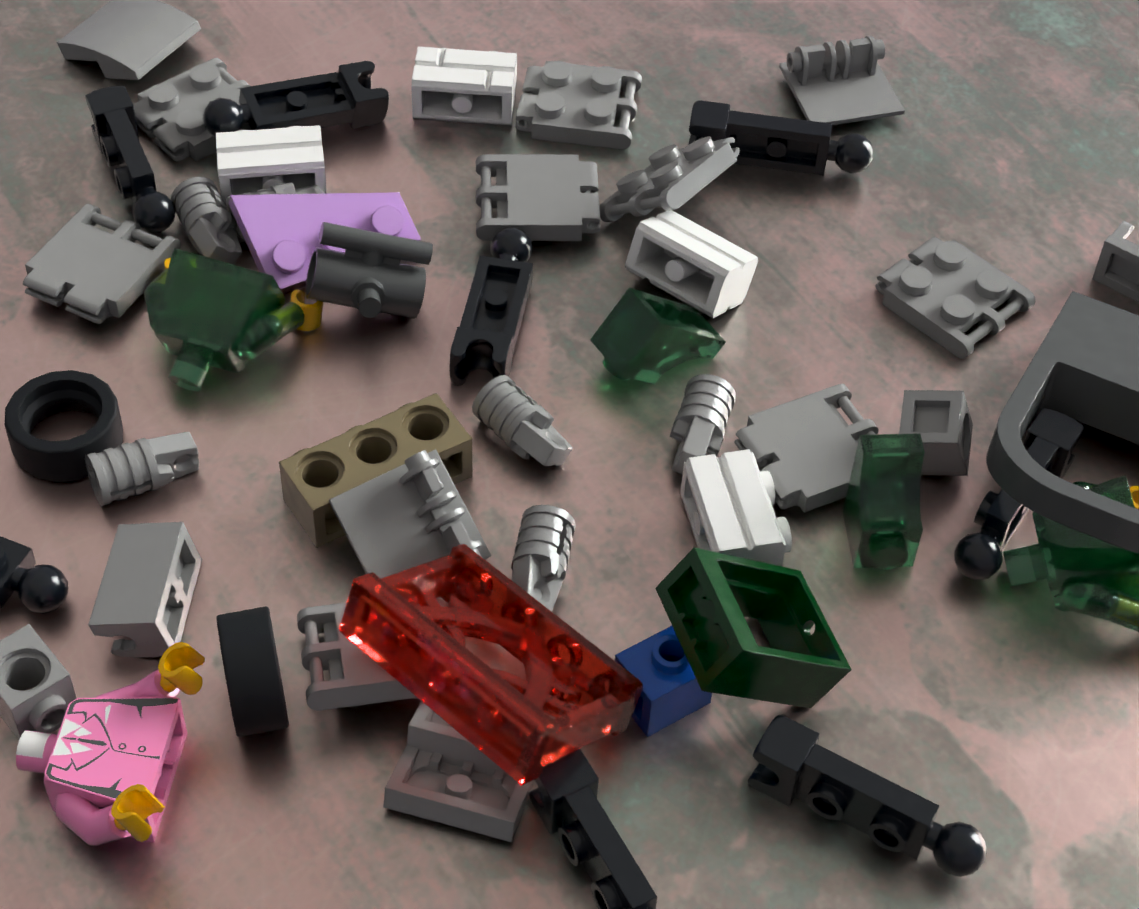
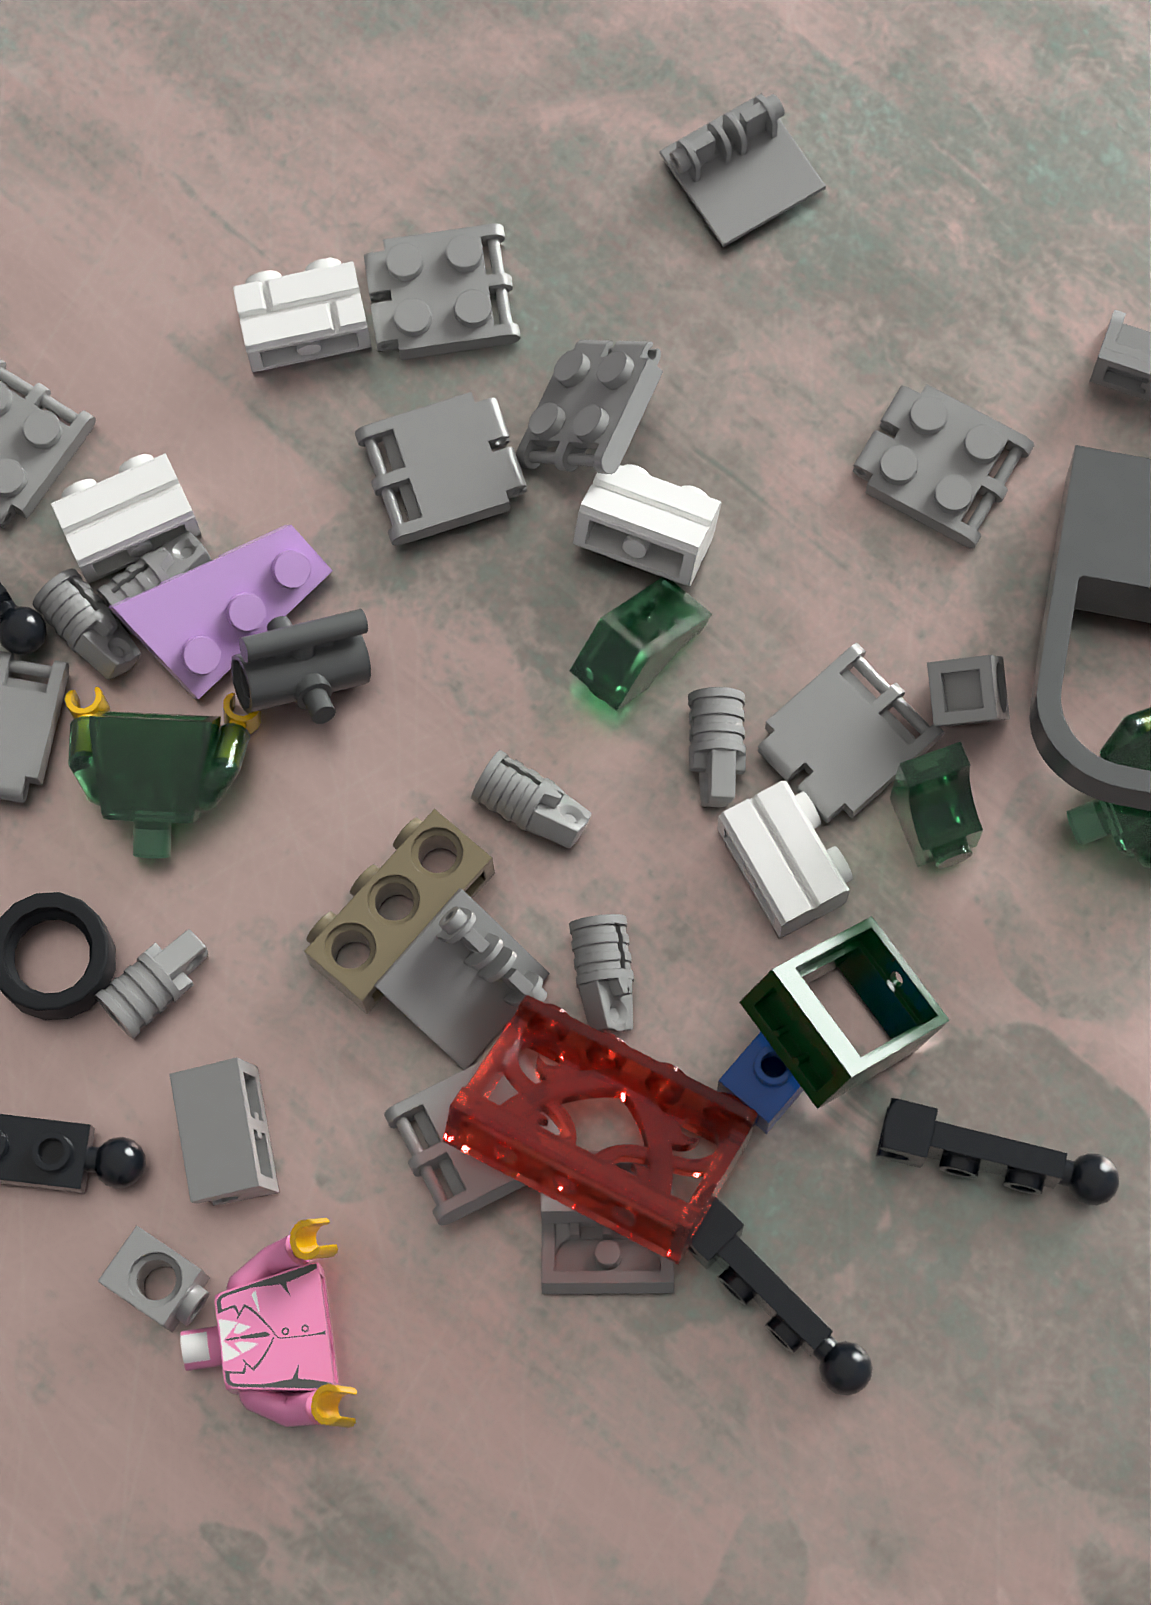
camera: 10 degrees left, 25 degrees up
(252, 671) = (373, 1207): black tyre -> none
(304, 101) = (122, 416): black plate -> none
(494, 308) = (448, 644): black plate -> none
(779, 141) = (665, 297): black plate -> none
(1050, 445) = (1087, 672): black plate -> none

